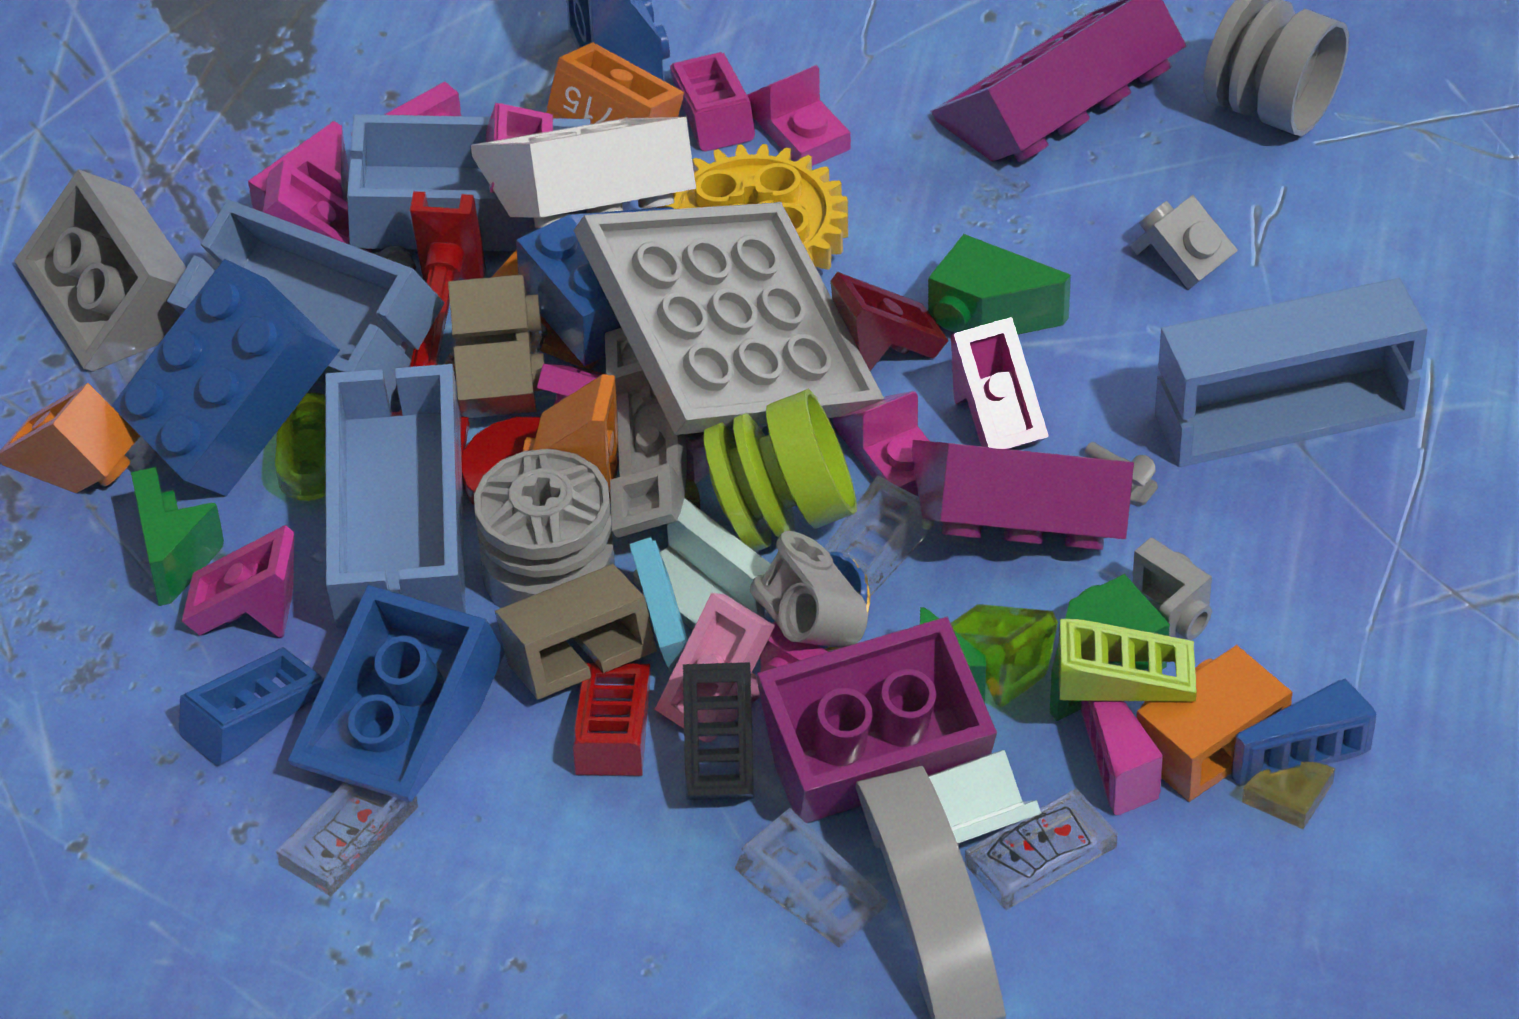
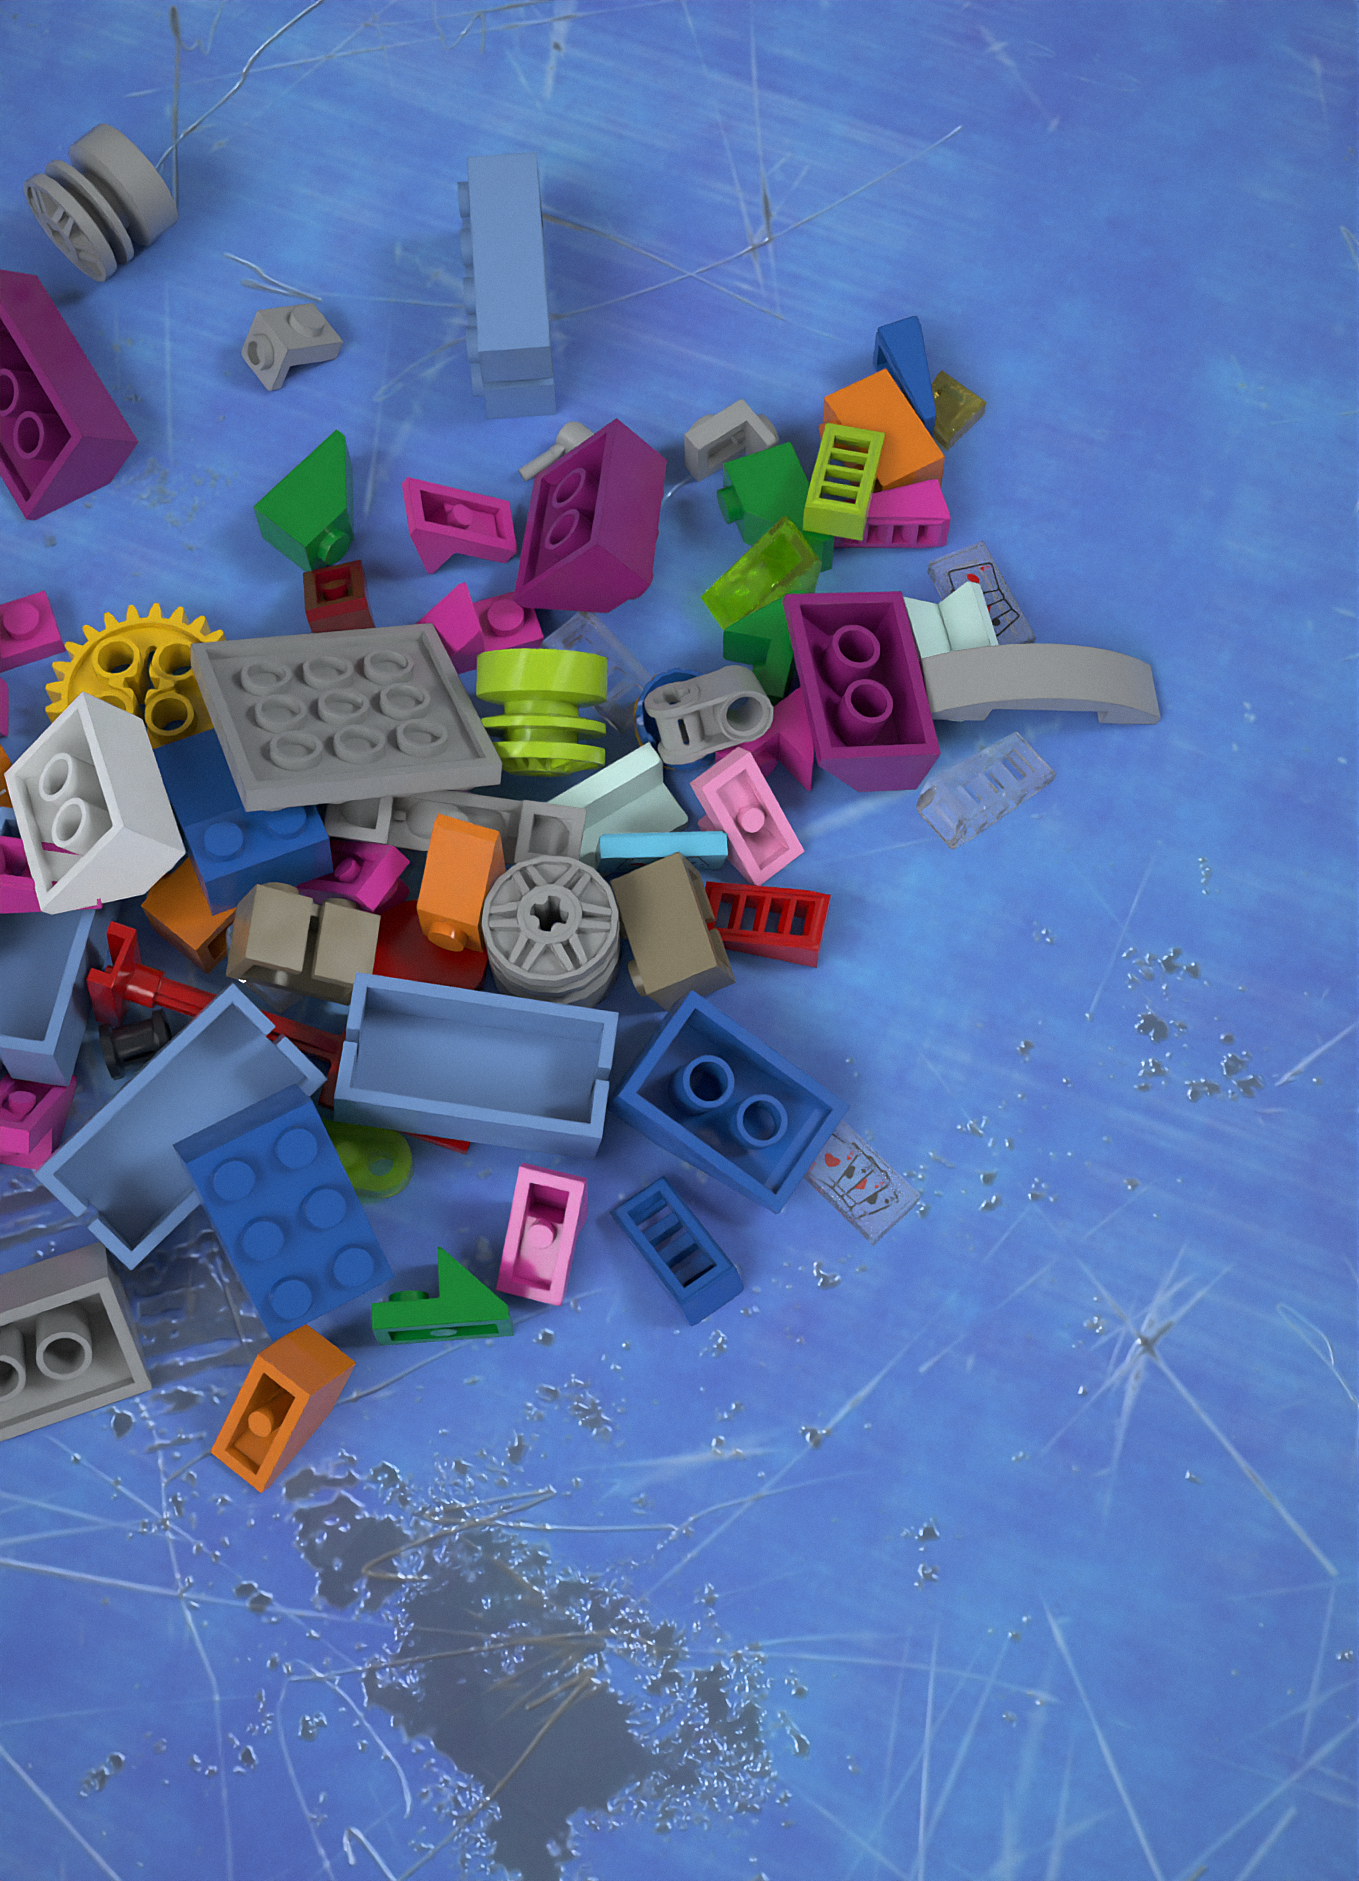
camera: 80 degrees left, 20 degrees up
(718, 786) = (868, 832): black slope -> none

